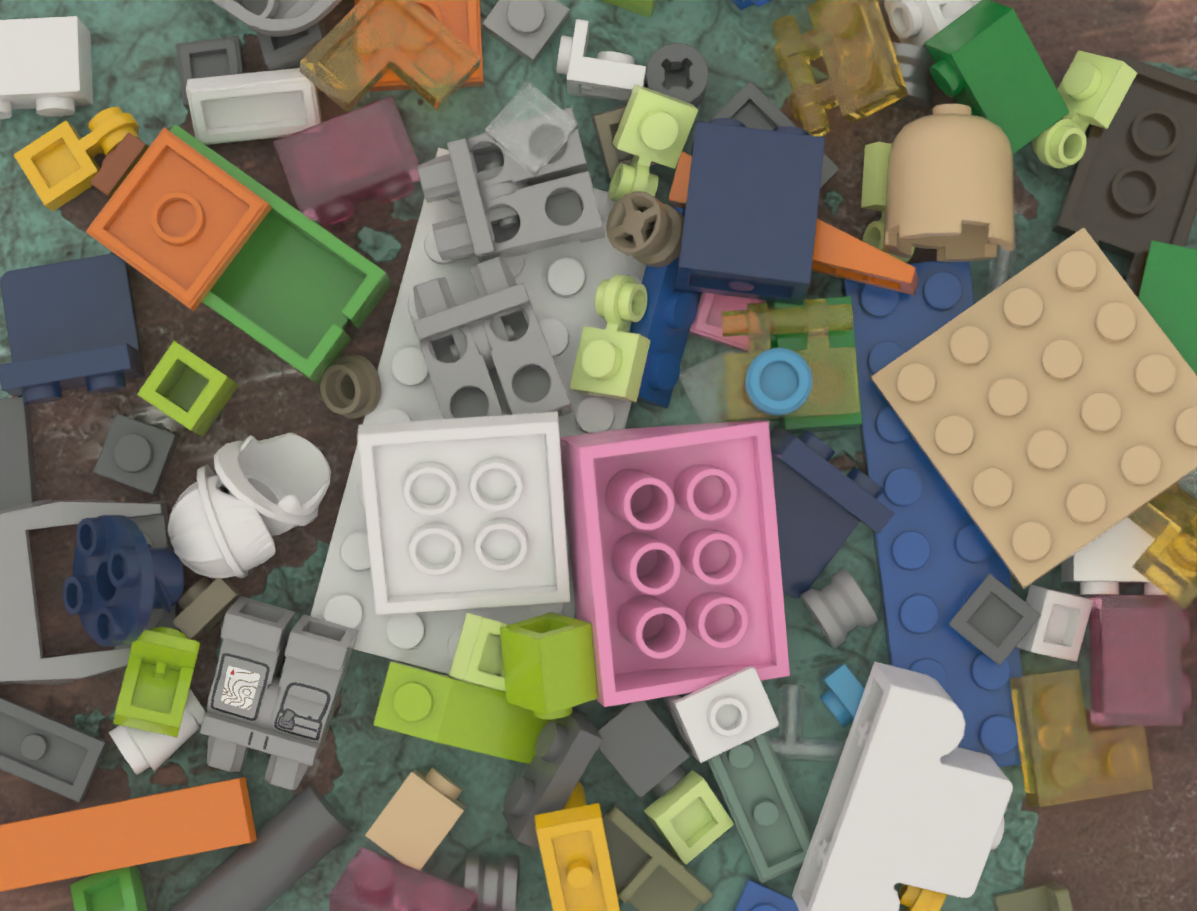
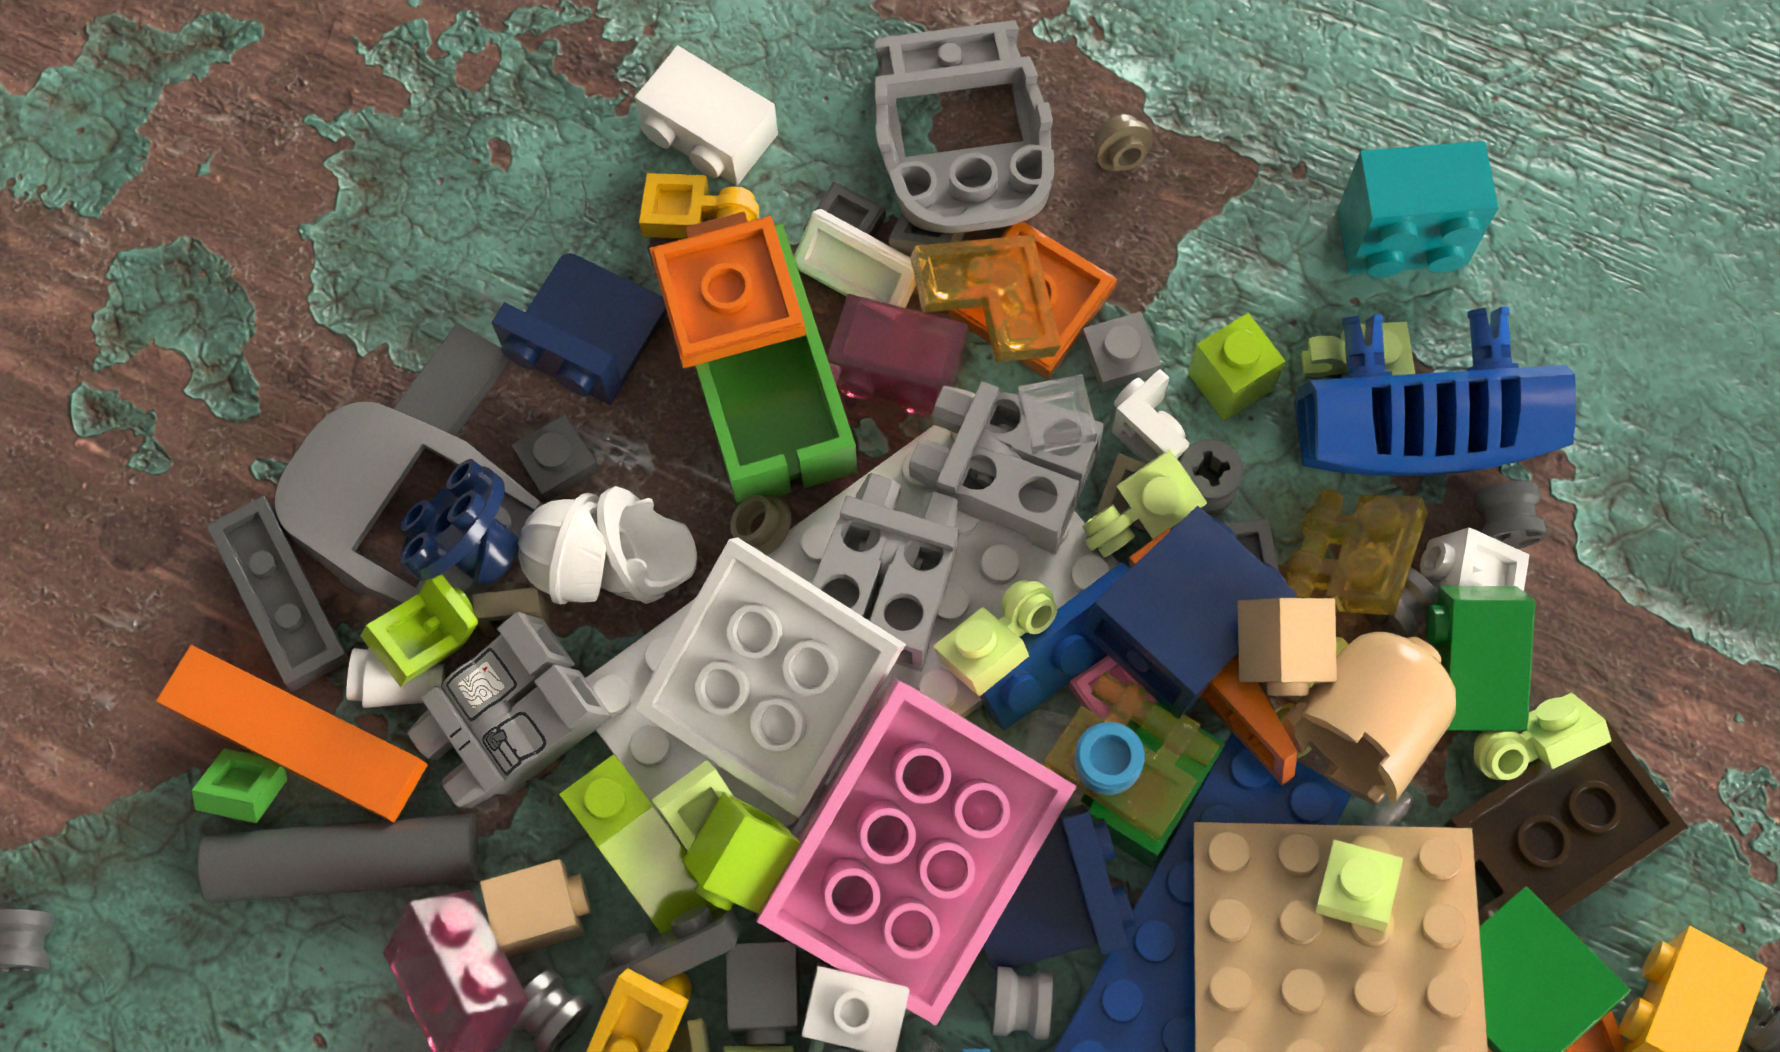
camera: 40 degrees right, 15 degrees down
(188, 389) = (633, 430): lime brick -> none
(631, 229) = (1090, 562): dark tan wheel -> none
(850, 189) = (1287, 643): none -> tan brick
(1034, 339) = (1359, 885): none -> yellowish green plate

